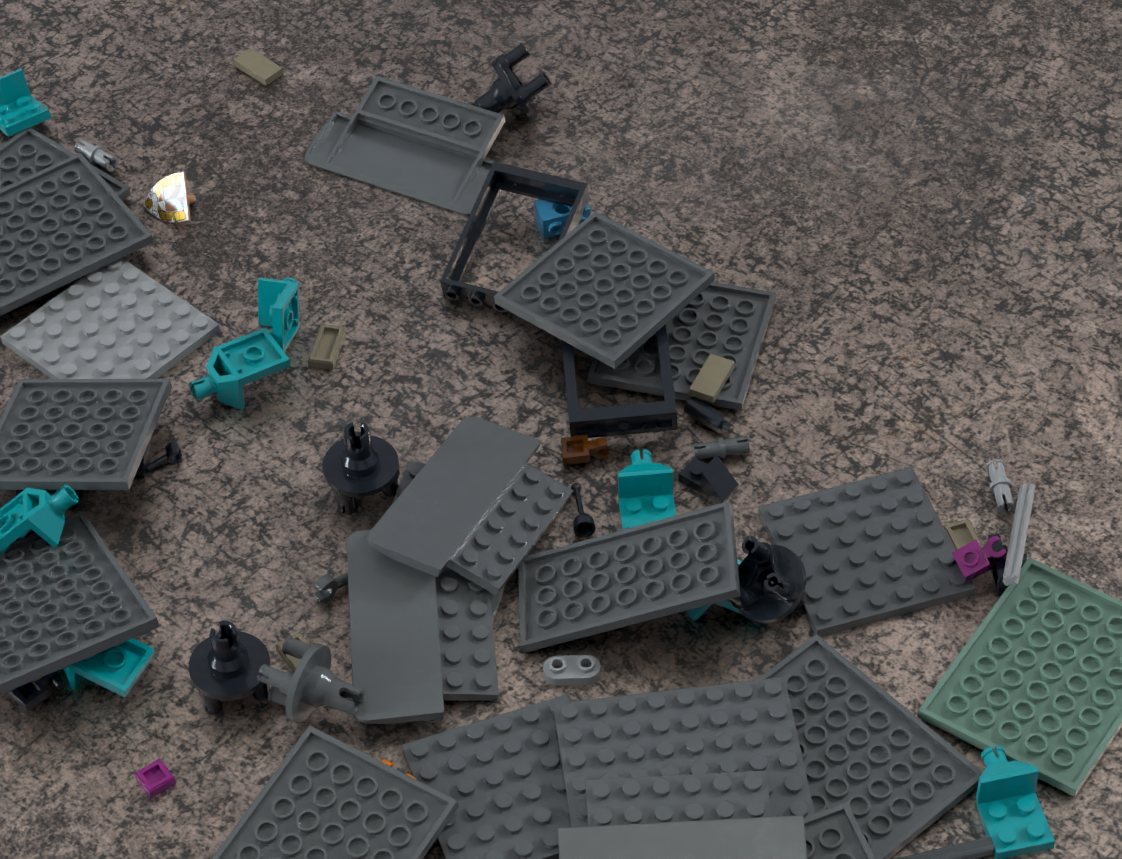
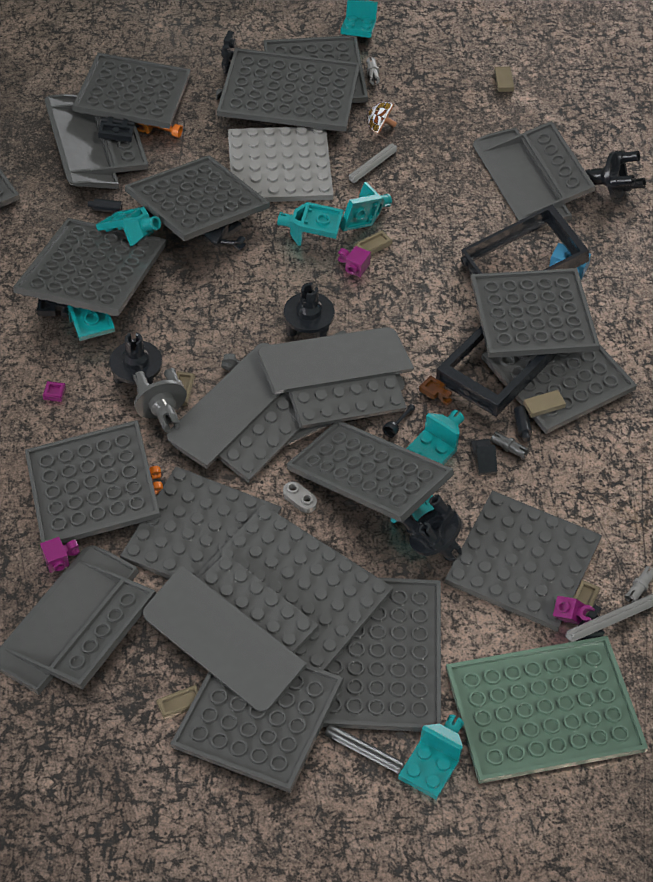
camera: 40 degrees right, 5 degrees up
(220, 257) = (372, 163): none -> light grey axle
(334, 376) = (356, 261): none -> magenta brick

